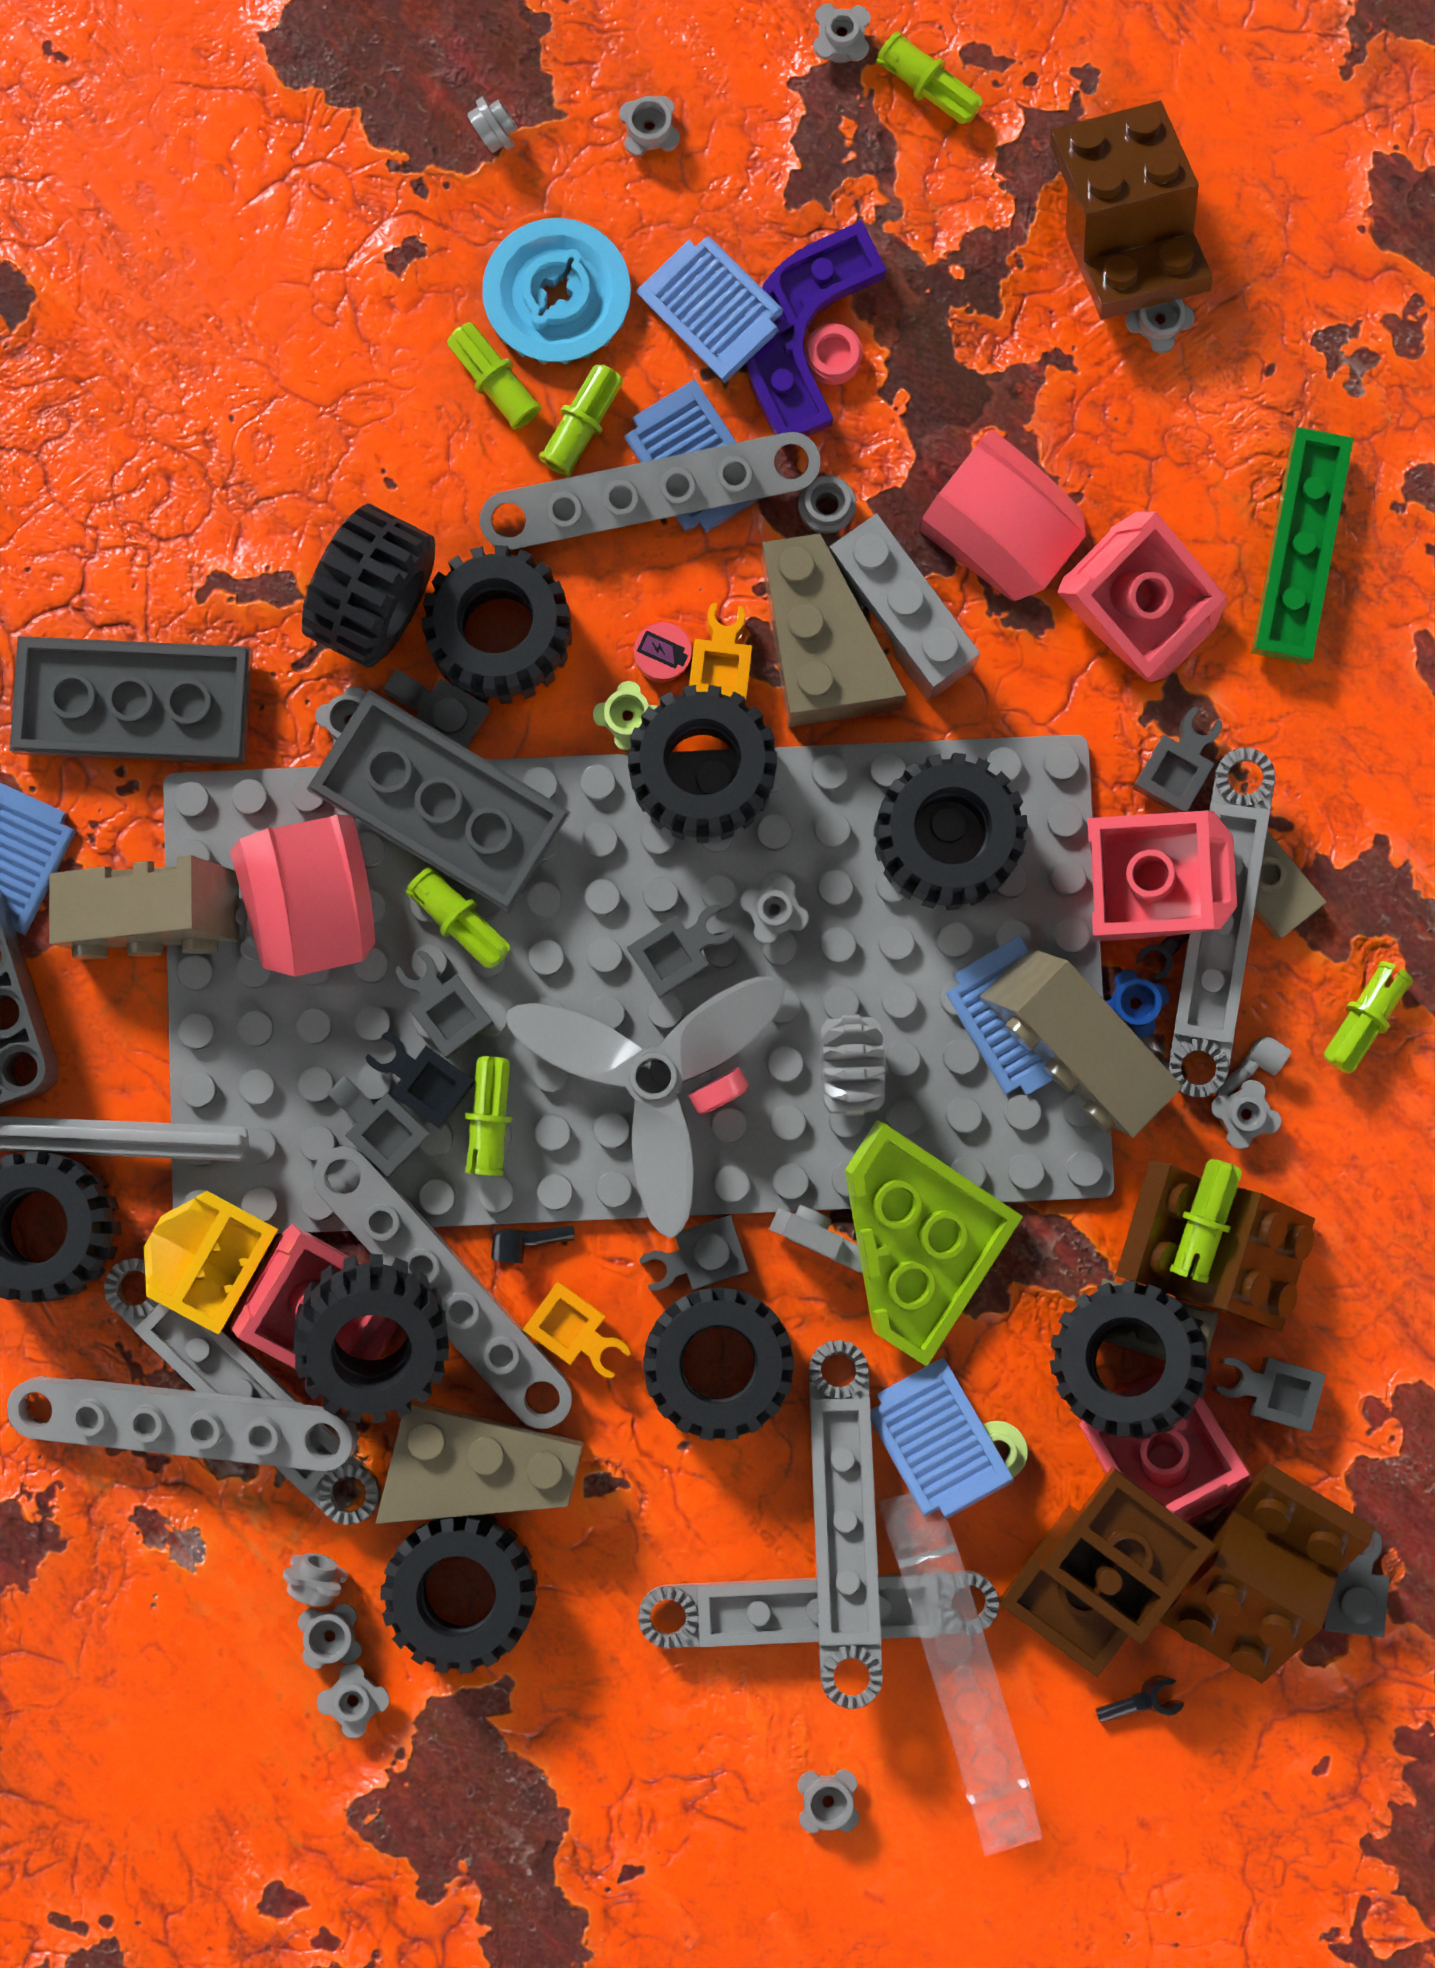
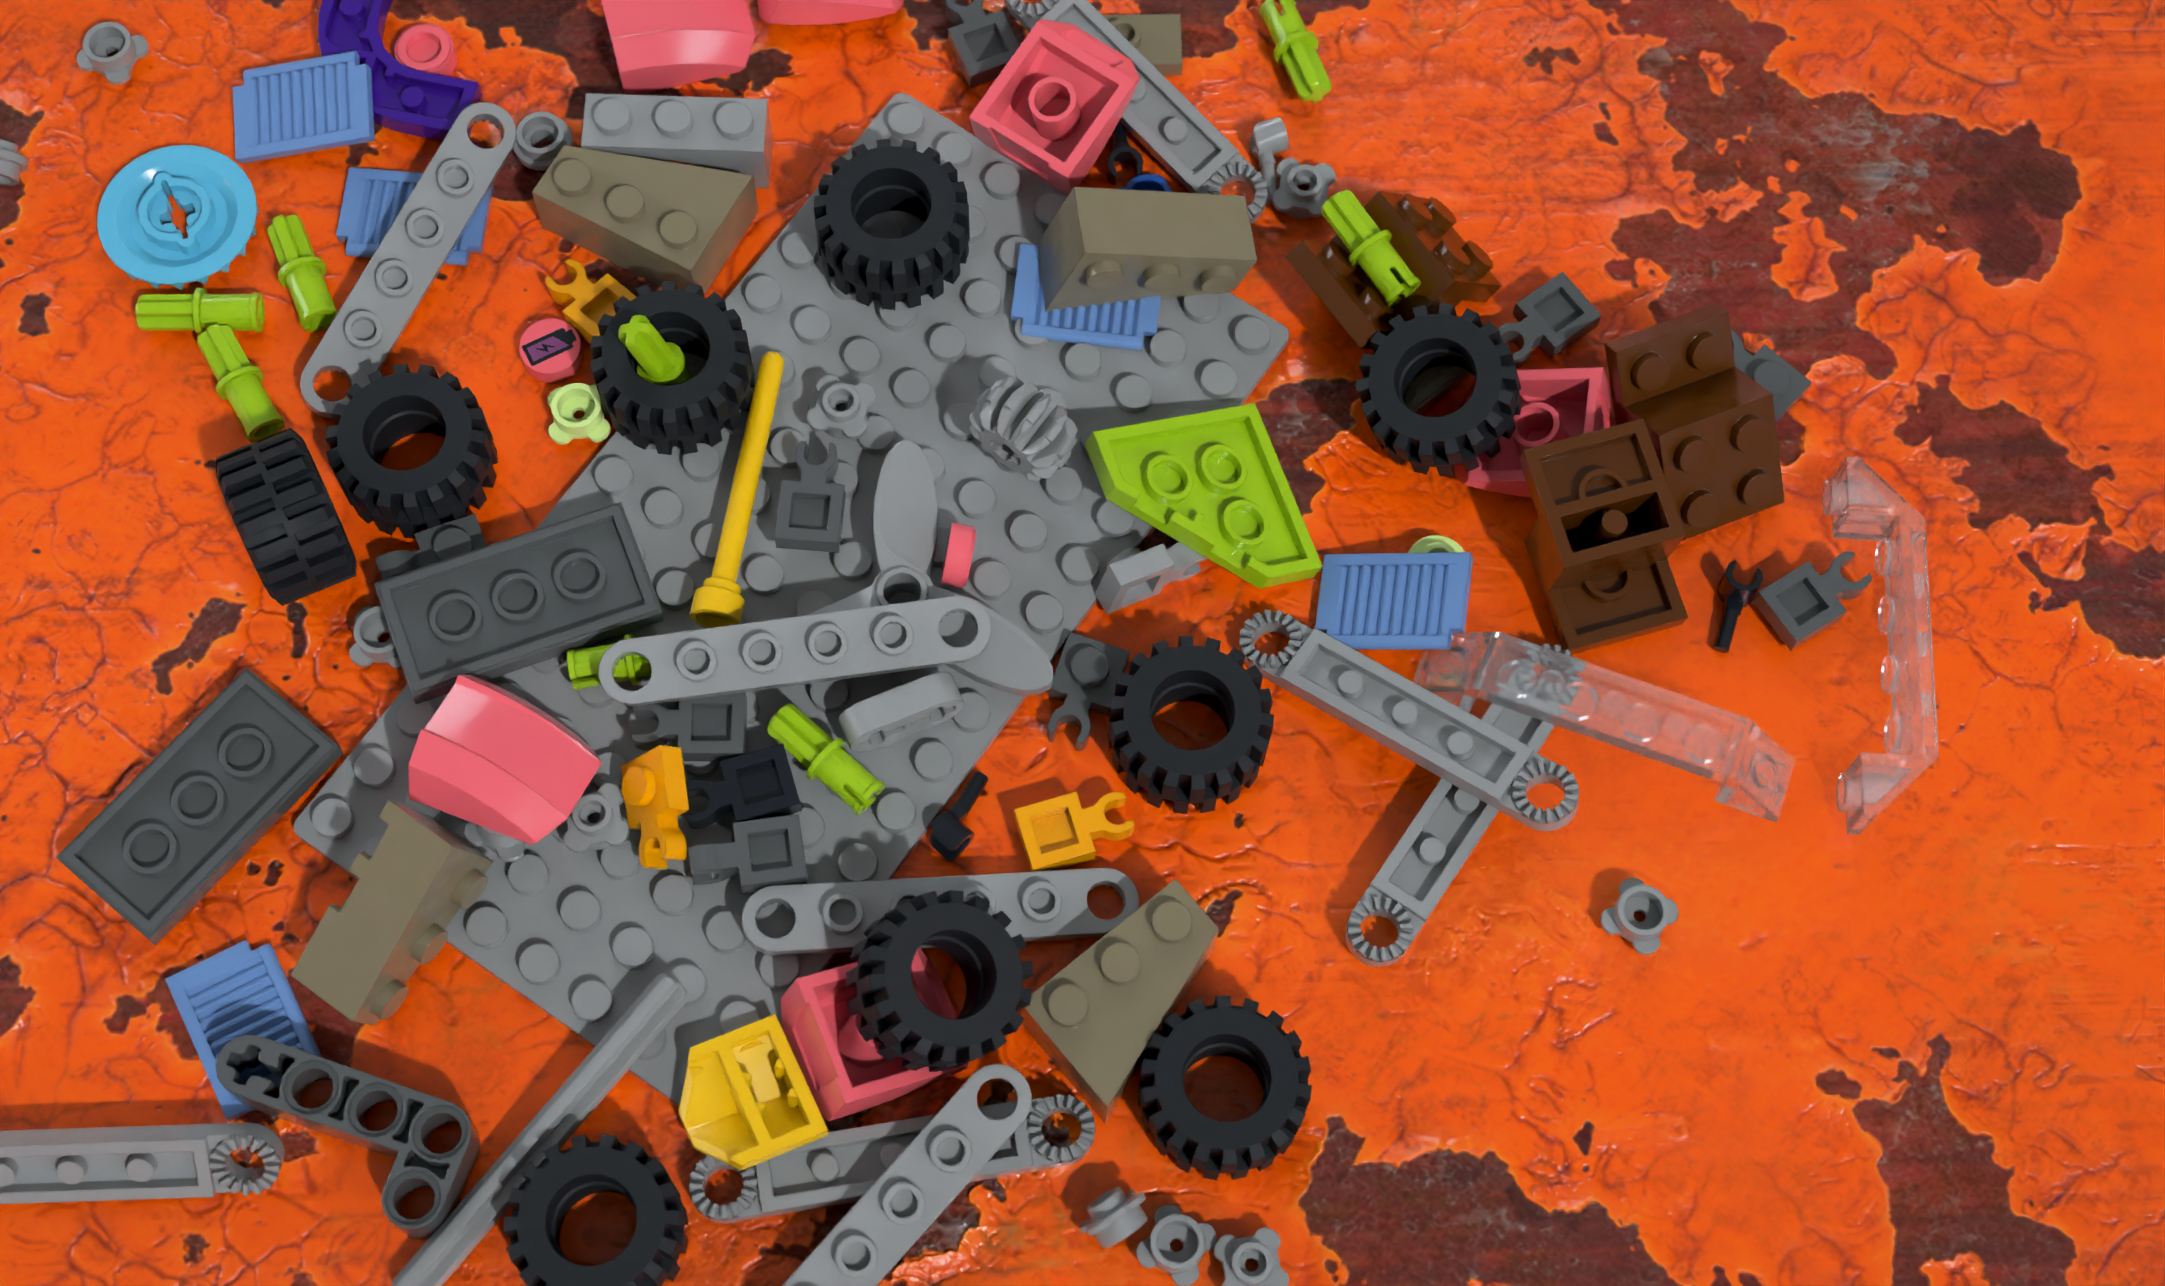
camera: 55 degrees left, 15 degrees down
(324, 1004) = (610, 828): none -> light grey plate
(364, 1022) = (653, 799): none -> light orange plate
(460, 451) = (239, 382): none -> lime axle
(545, 1037) = (794, 651): none -> light grey plate
(554, 941) = (719, 599): none -> yellow piece
(565, 1145) = (901, 712): none -> light grey beam
(693, 755) = (657, 360): none -> lime axle
(1185, 1759) = (1806, 602): none -> dark grey plate
(1303, 1749) = (1870, 509): none -> clear slope

